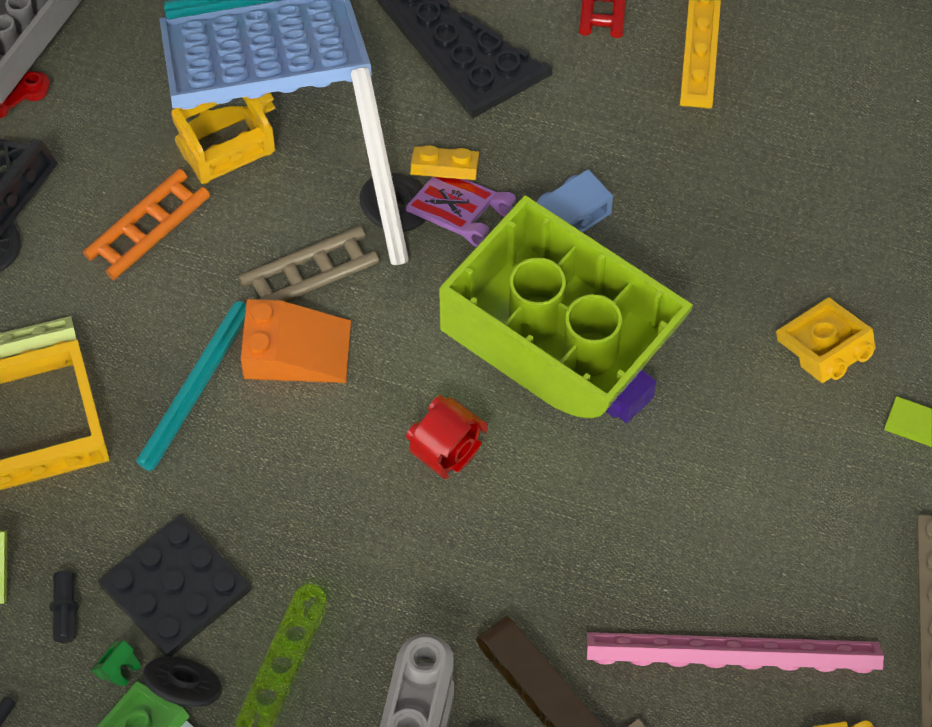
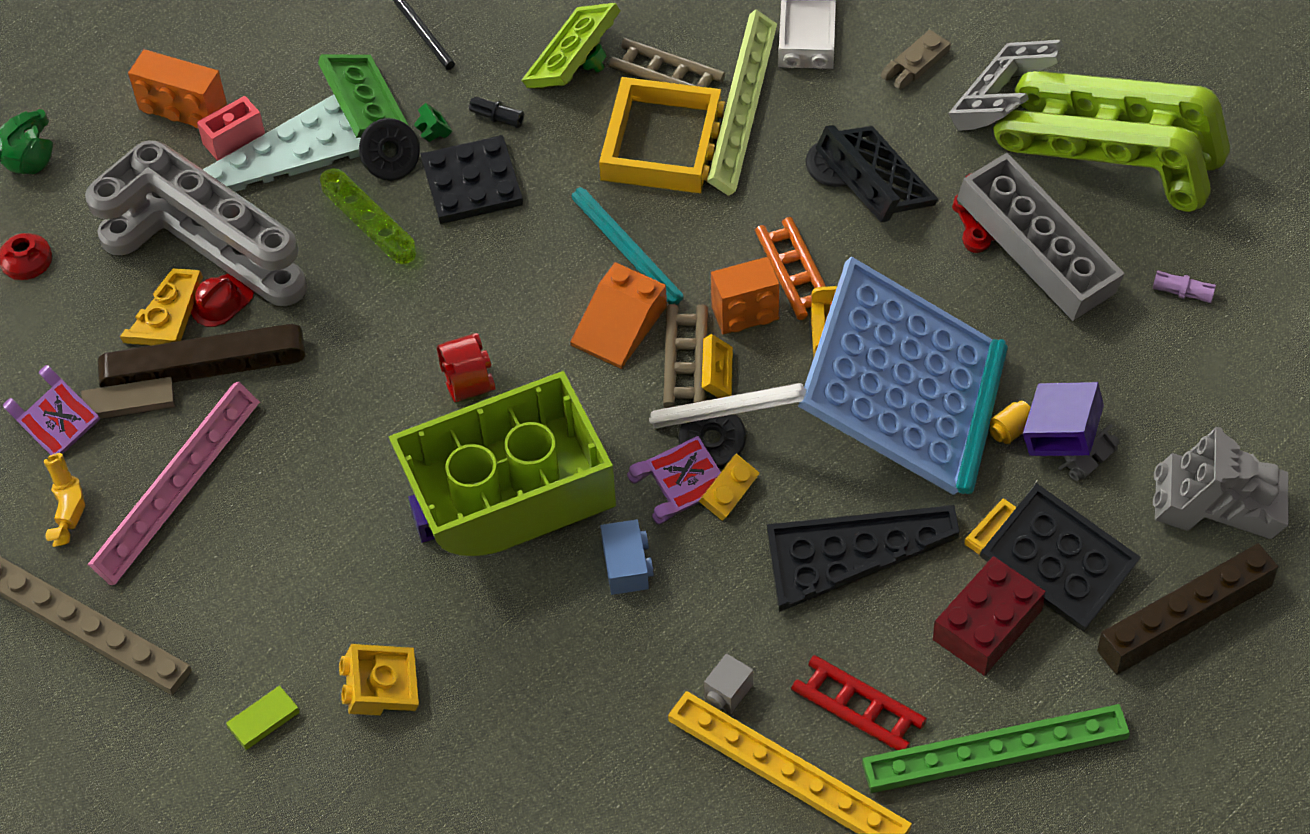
camera: 120 degrees right, 5 degrees down
(220, 229) = (745, 295): none -> orange brick
(325, 226) = (717, 367): none -> yellow plate
(653, 73) = (728, 683): none -> light grey brick

